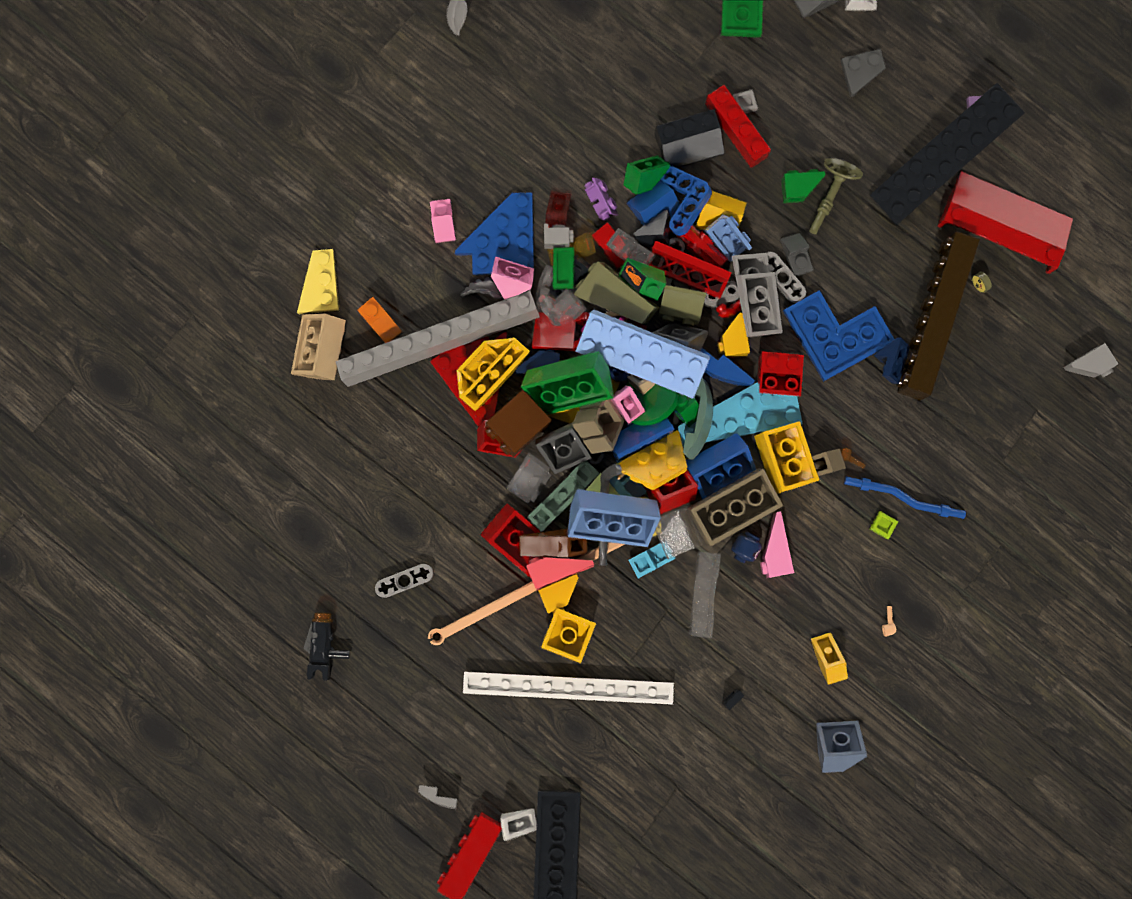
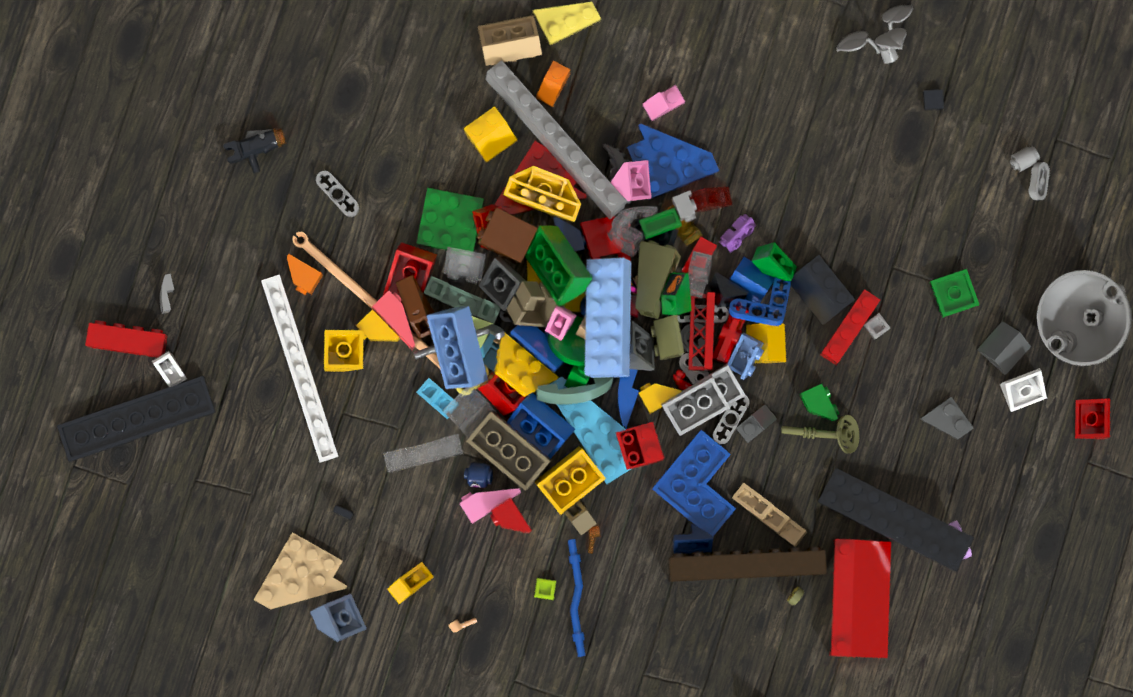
camera: 70 degrees right, 0 degrees up
(405, 403) = (490, 134): none -> yellow slope
(474, 648) = (303, 275): none -> orange slope
(477, 478) = (448, 220): none -> green plate
(778, 768) = (299, 574): none -> tan wing
(804, 532) = (509, 517): none -> red slope
(892, 276) = (769, 514): none -> tan slope

